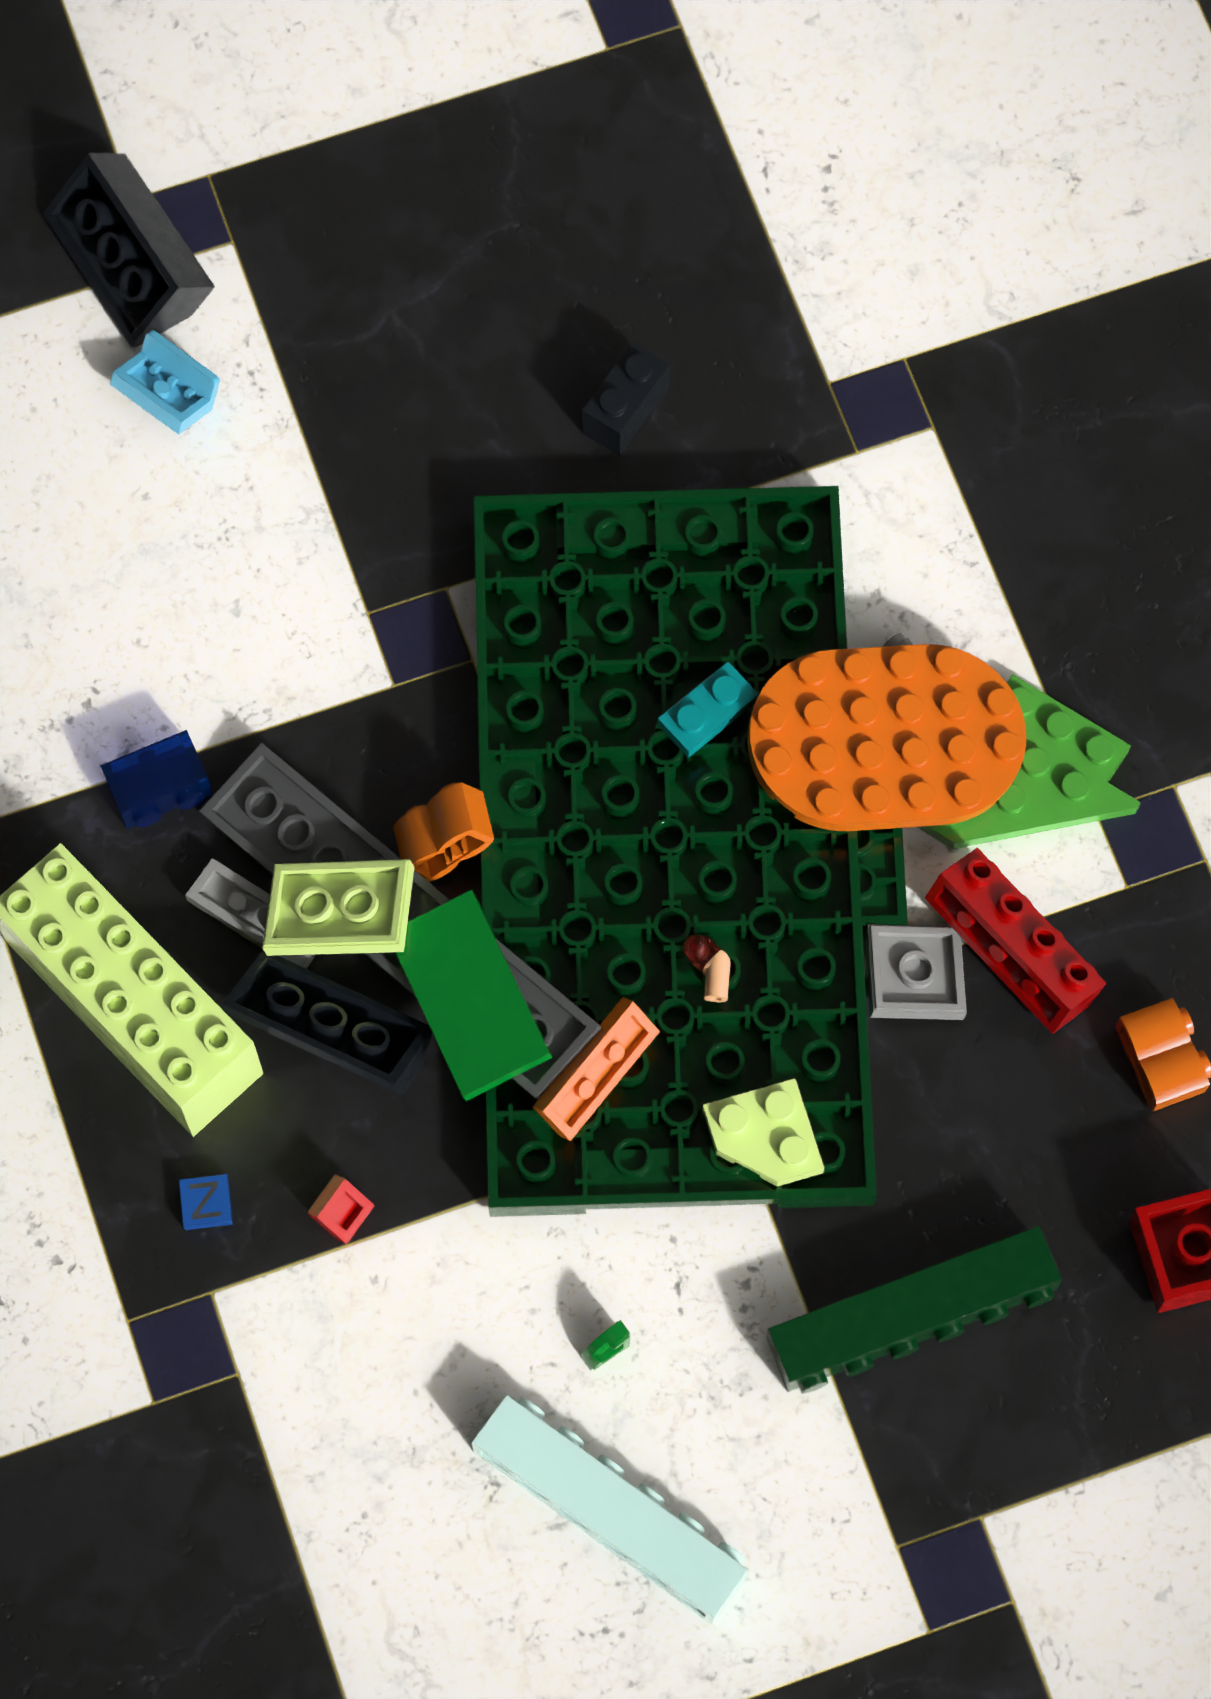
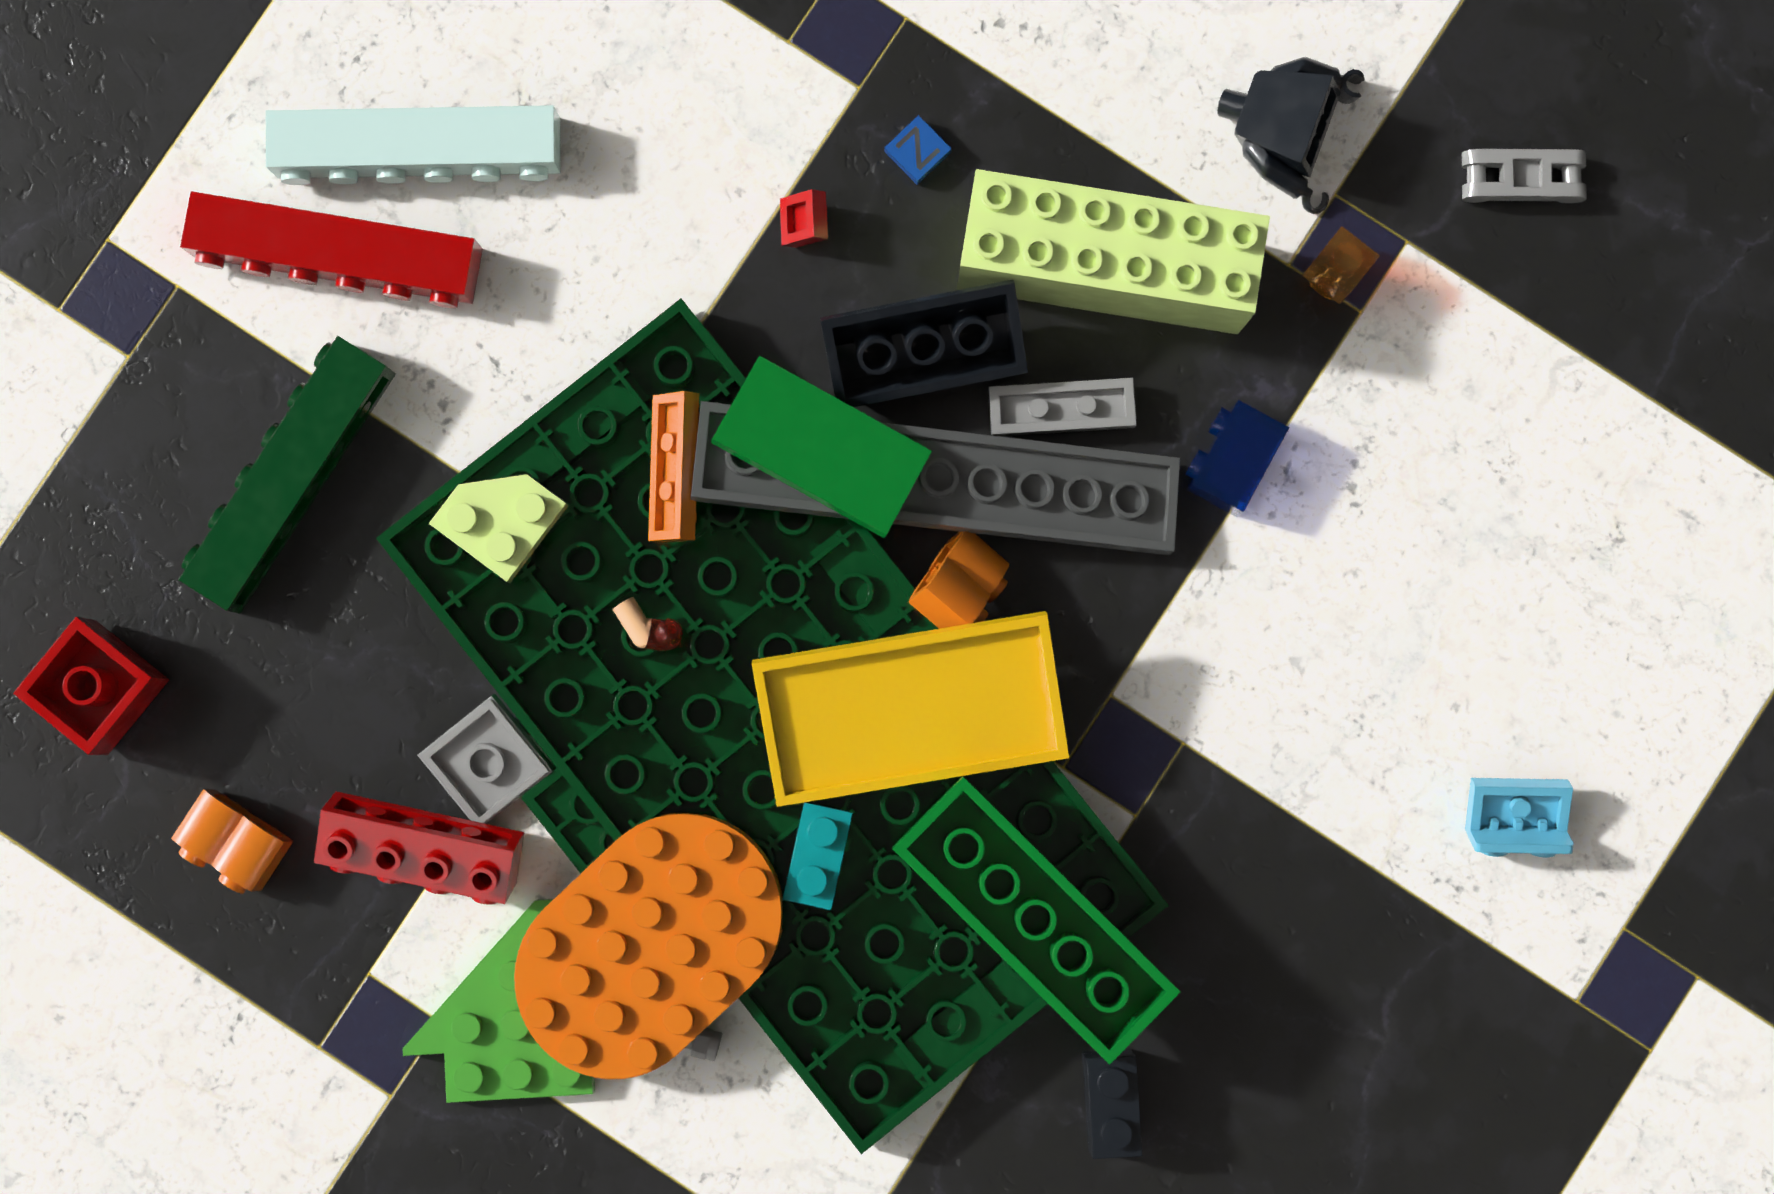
camera: 145 degrees right, 15 degrees up
(127, 247) = (1661, 921): black slope -> none
(338, 907) = (989, 445): yellowish green tile -> none
(554, 758) = (911, 708): none -> yellow tile
(580, 545) = (1036, 920): none -> green brick
(606, 1346) = (510, 273): green tile -> none
(744, 1470) = (332, 249): none -> red brick

